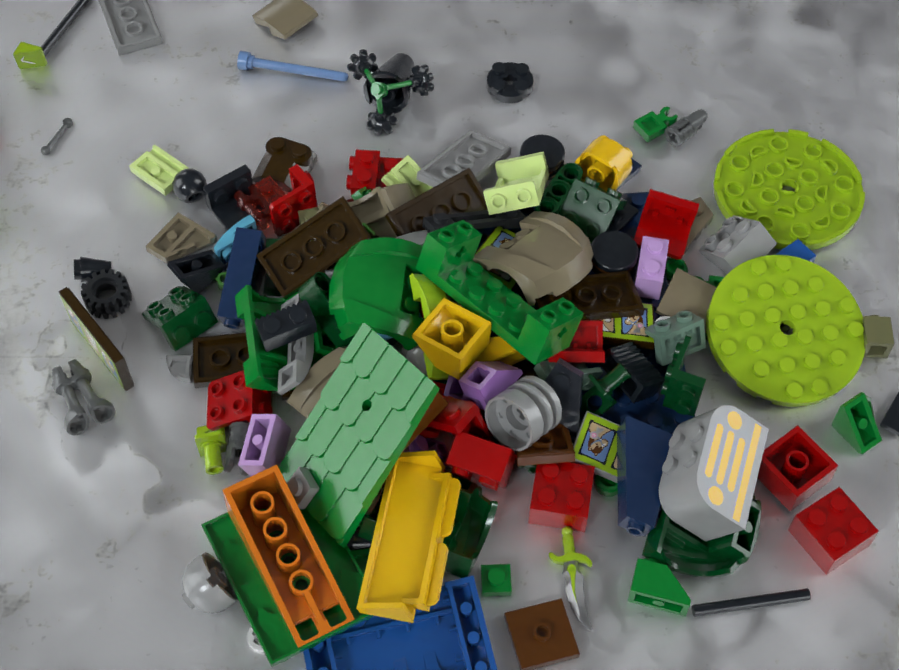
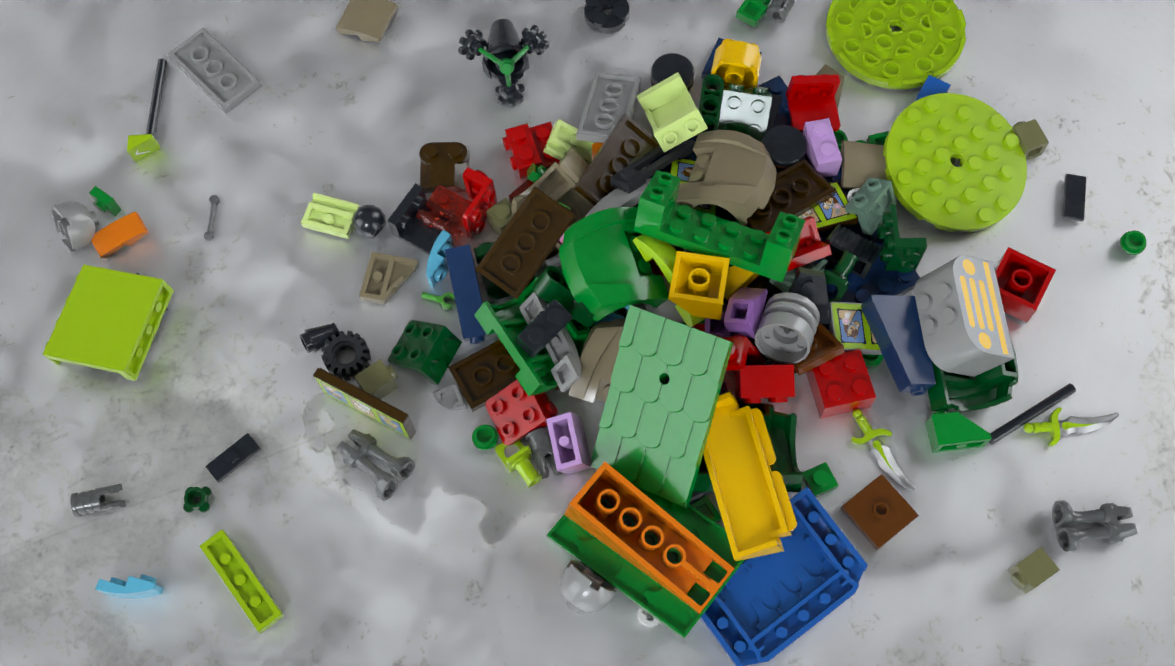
camera: 20 degrees left, 10 degrees up
(121, 325) = (377, 379): none -> olive brick
(192, 413) = (485, 437): none -> green plate
(197, 269) = (418, 300): black slope -> none
(247, 61) = (356, 76): medium blue piece -> none
(302, 487) = (628, 467): light grey plate -> none
(737, 242) = (880, 98): light grey slope -> none
(787, 630) = (1069, 425): none -> piece
(833, 530) = (1070, 326): red brick -> none
(857, 423) = (1048, 225): green slope -> none

